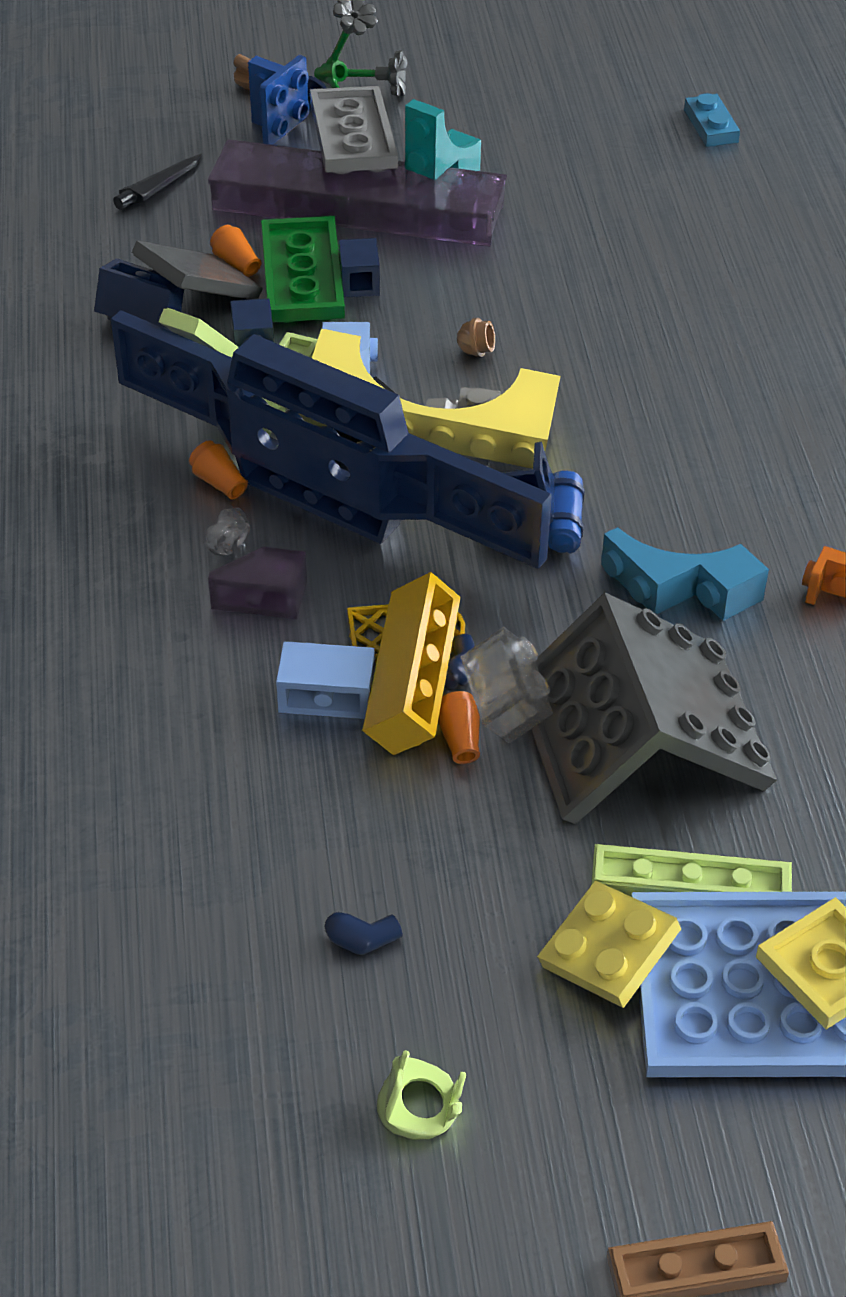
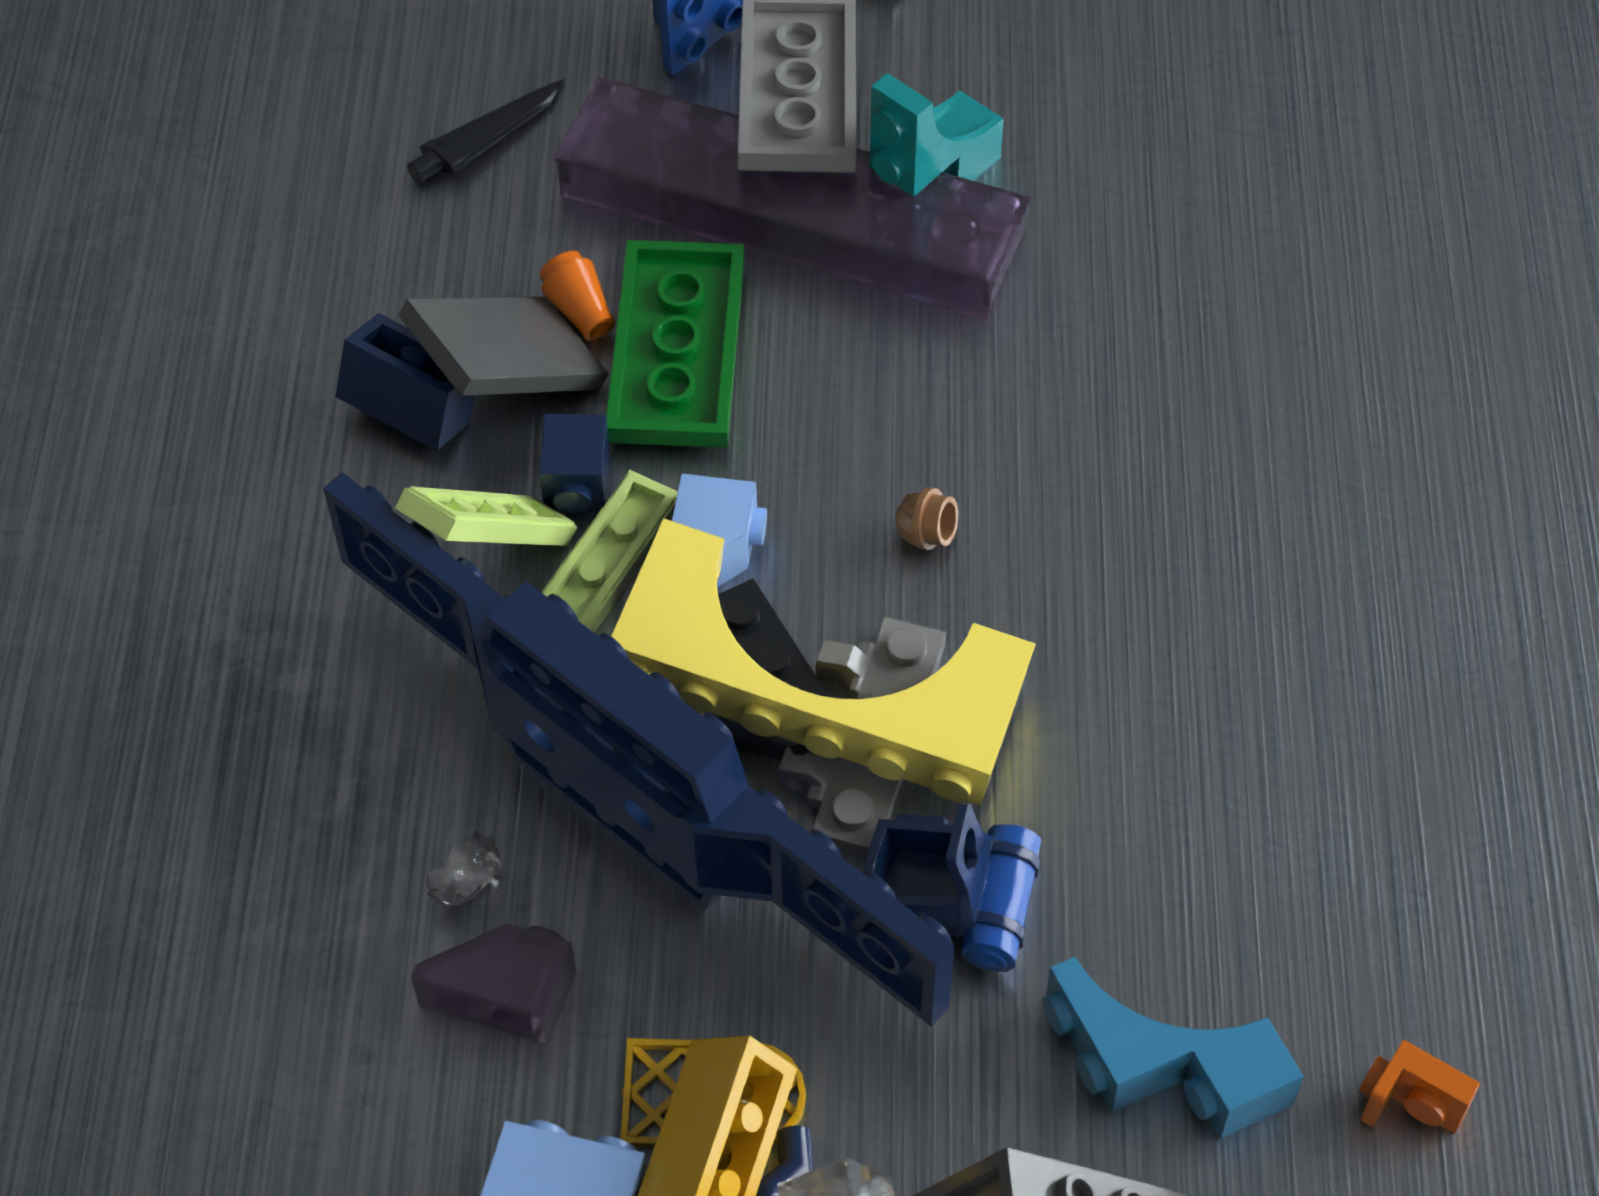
camera: 10 degrees right, 10 degrees up
(217, 468) = (467, 735): orange cone -> none
(359, 267) = (765, 353): dark blue brick -> none
(711, 120) = (1396, 96): dark azure plate -> none

